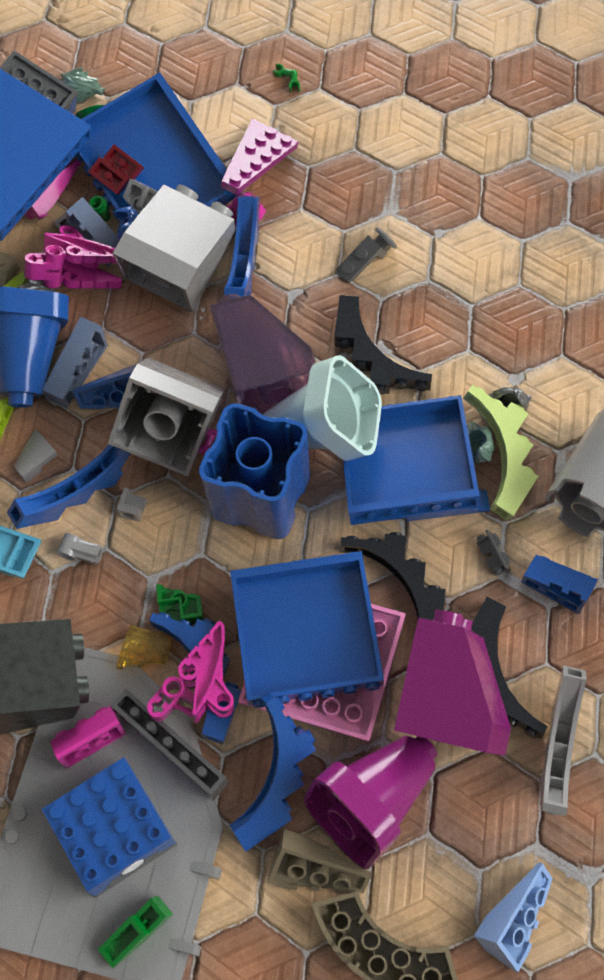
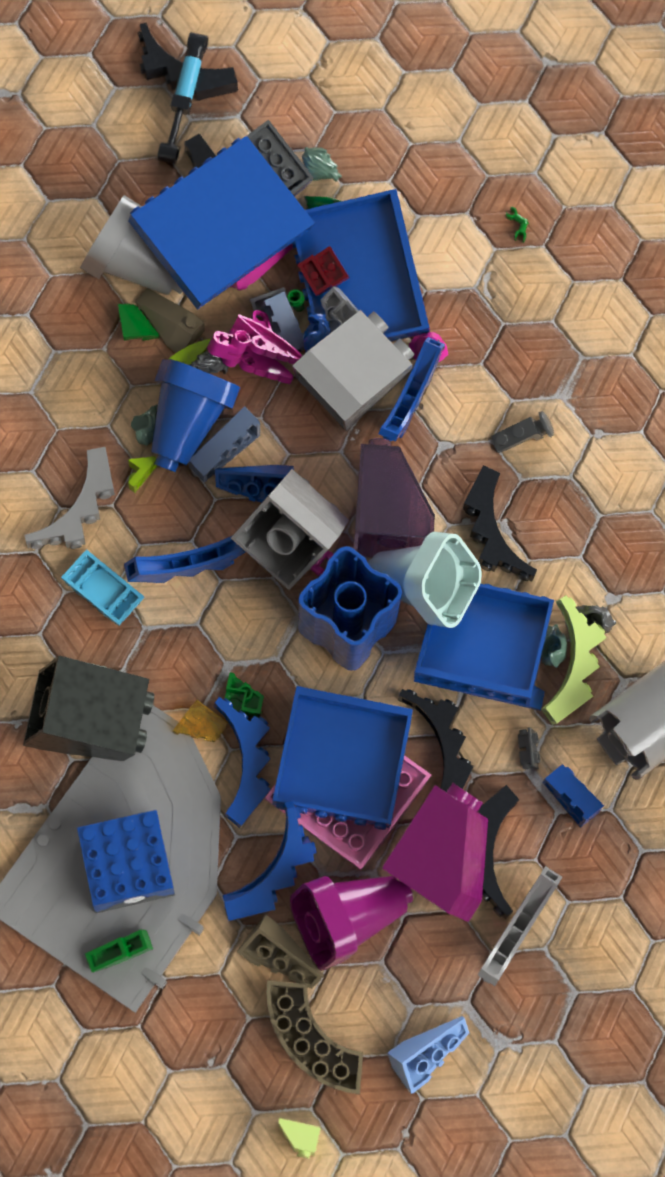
camera: 10 degrees right, 5 degrees up
(34, 456) = (162, 518): light grey slope -> none
(74, 548) = (170, 614): light grey piece -> none
(87, 737) = (131, 781): dark pink slope -> none
(131, 506) = (232, 594): light grey panel -> none
(170, 745) = (196, 812): dark grey brick -> none
(207, 671) = (246, 771): dark pink piece -> none
(257, 153) = (460, 297): wing -> none

